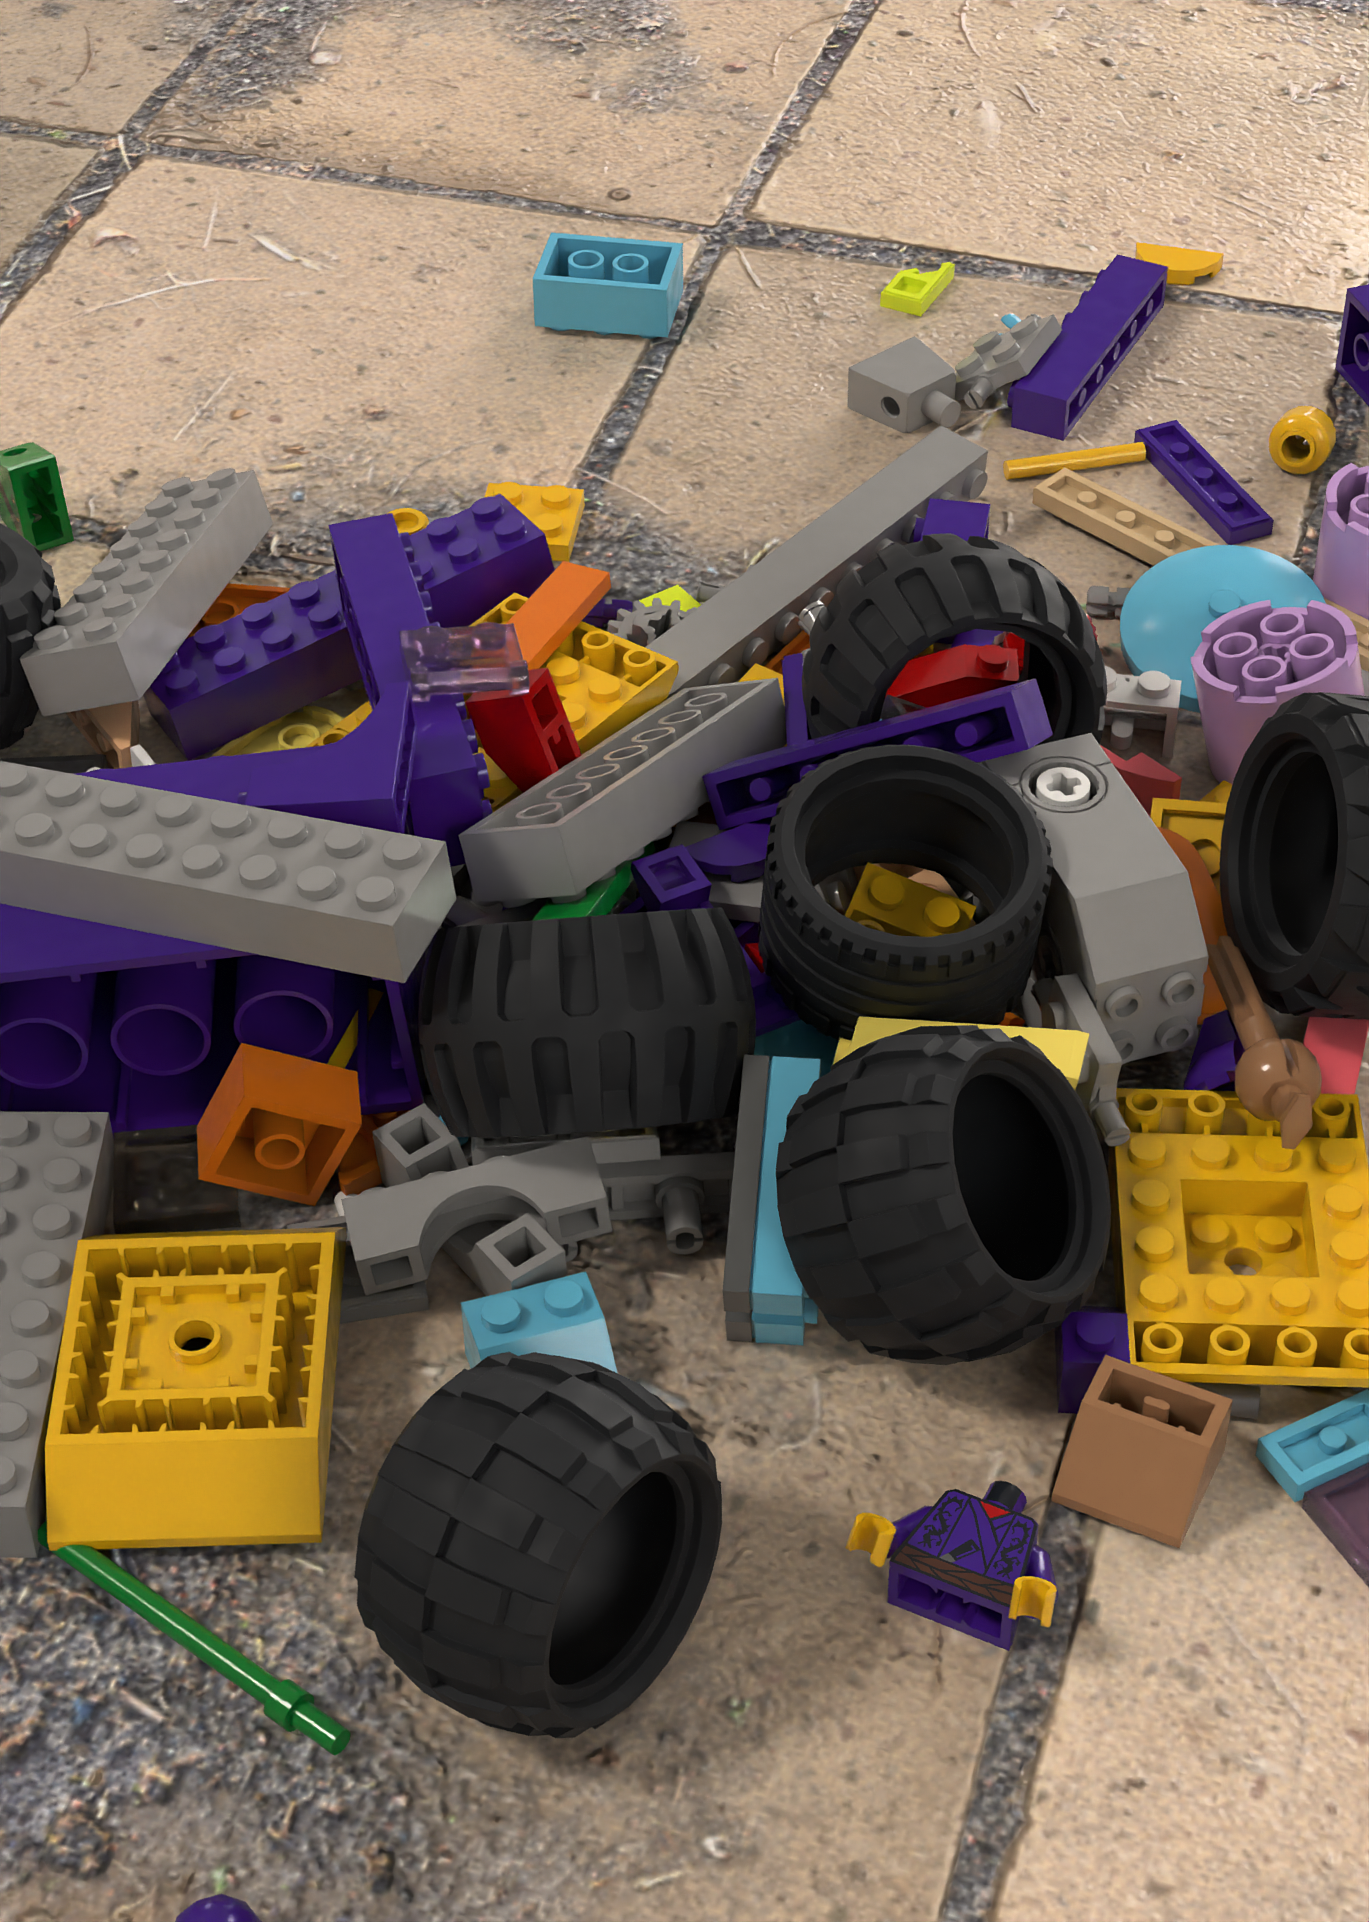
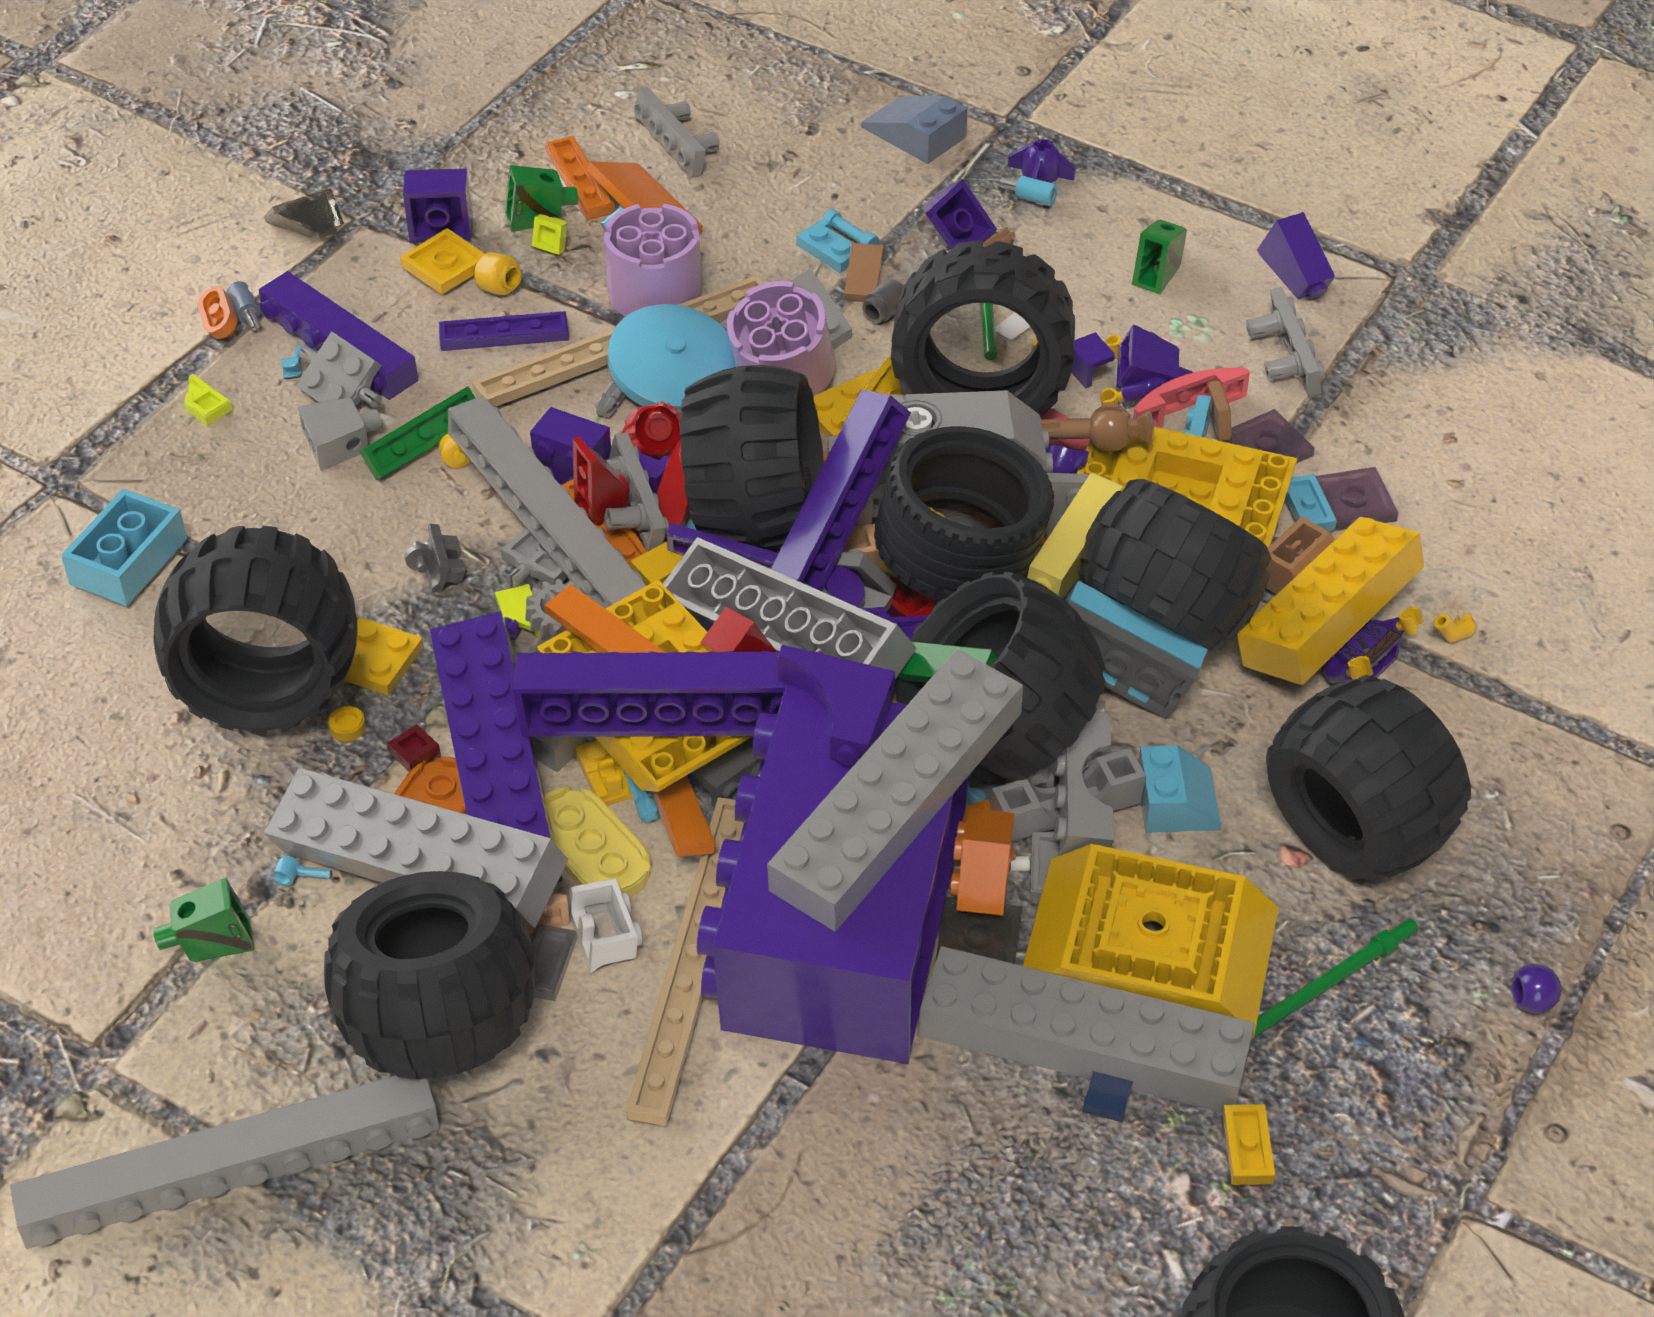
camera: 75 degrees left, 5 degrees up
(432, 356) = (245, 682): none -> black tyre
(463, 660) = (709, 638): clear purple plate -> none
(711, 515) = (437, 558): none -> flat silver hips
(832, 536) = (596, 482): none -> red slope
(889, 435) = (412, 437): none -> green plate
(1031, 1470) = (1330, 600): none -> yellow brick
(1074, 460) = (452, 370): yellow bar -> none
(1086, 246) = (217, 312): none -> orange plate
(1091, 266) = (244, 304): none -> sand blue piece
(1098, 1719) = (1456, 629): none -> yellow arm
(1181, 262) = (256, 272): yellow tile -> none
(1296, 382) = (442, 261): none -> yellow plate
(1305, 264) = (308, 215): none -> clear smoke slope

